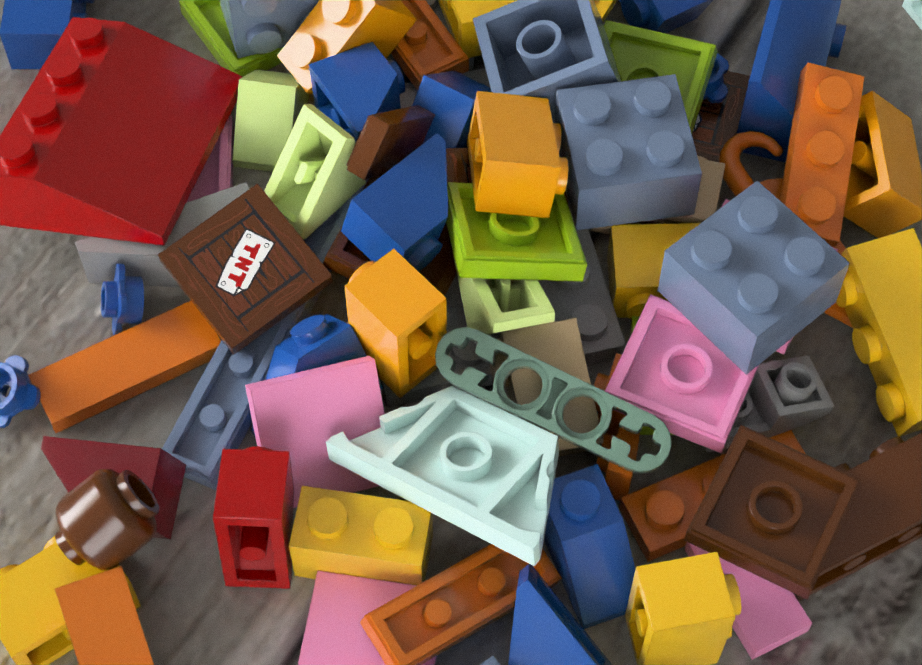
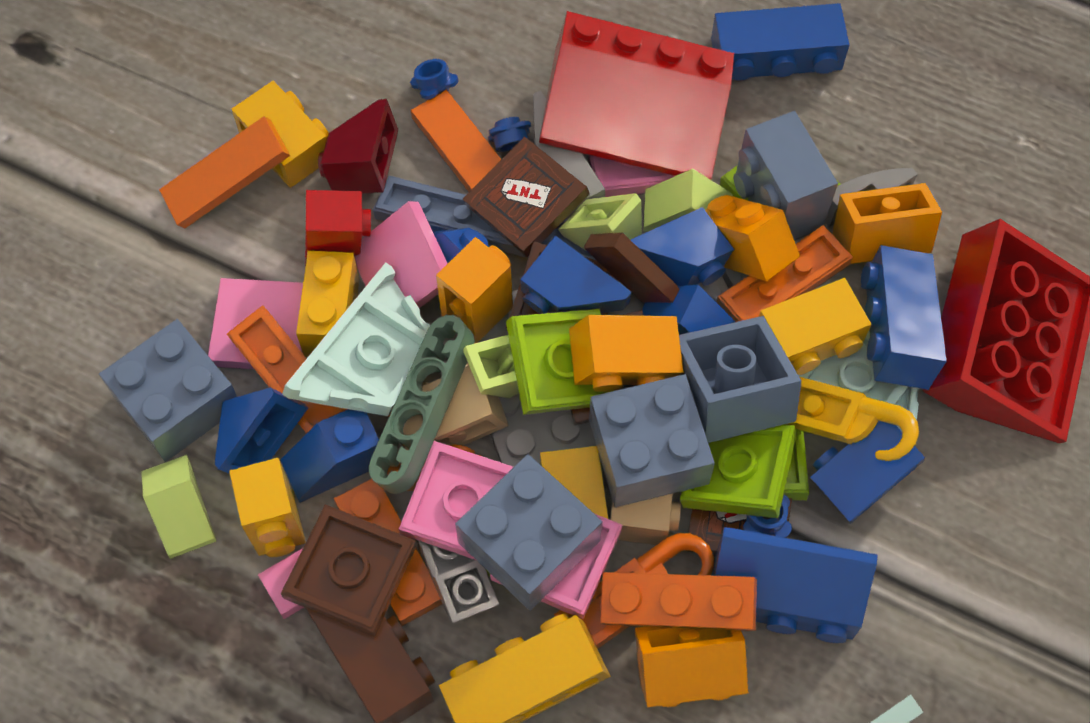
camera: 85 degrees right, 5 degrees up
(106, 519) = (311, 134): reddish brown head -> none

